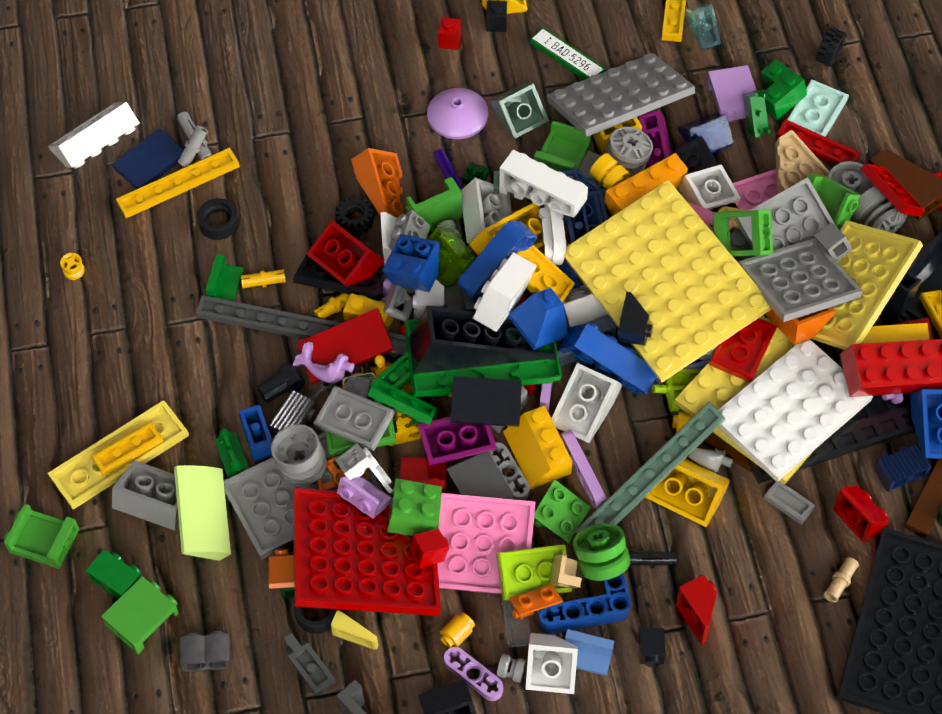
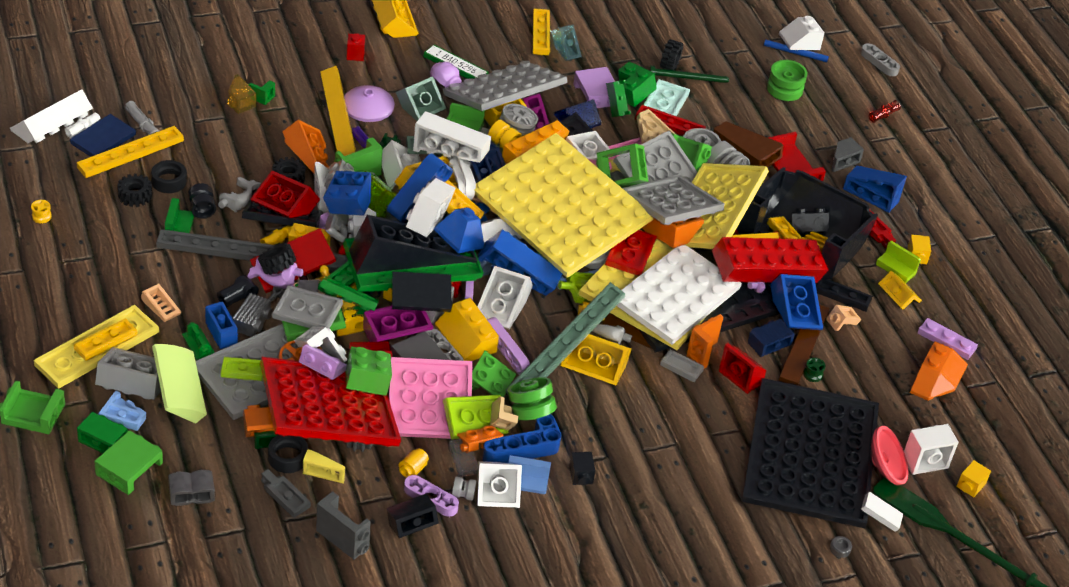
camera: 15 degrees left, 15 degrees down
(127, 144) = (81, 125): none -> white pin
(138, 546) = (123, 412): none -> light blue wing
(174, 228) = (138, 183): none -> black tyre
(187, 381) = (156, 290): none -> light nougat slope
(193, 146) = (142, 123): light grey pin -> none
(251, 255) = (202, 200): none -> black wheel
(263, 278) = (213, 218): yellow pin -> none
(272, 496) = (241, 369): none -> lime plate
(294, 255) = (238, 201): none -> light grey animal
(299, 455) = (263, 333): light grey wheel -> none
(309, 103) = (241, 95): none -> clear yellow slope
(324, 349) = (277, 258): none -> black tyre
(335, 99) = (265, 93): none -> green panel
(420, 132) = (338, 111): none -> yellow tile
(429, 548) = (384, 396): red brick -> none
(496, 16) = (394, 35): black brick -> none
(551, 74) = (445, 73): none -> lavender hair
(634, 322) = (541, 230): black slope -> none
(669, 558) = (574, 407): black pin -> none
(696, 605) = (616, 435): red slope -> none
(812, 477) = (702, 340): none -> orange bracket
(833, 241) = (696, 174): light grey brick -> none
(841, 579) = (732, 417): tan pin -> none
(848, 73) = (689, 75): none -> dark green bar
(892, 190) = (736, 144): red tile -> none

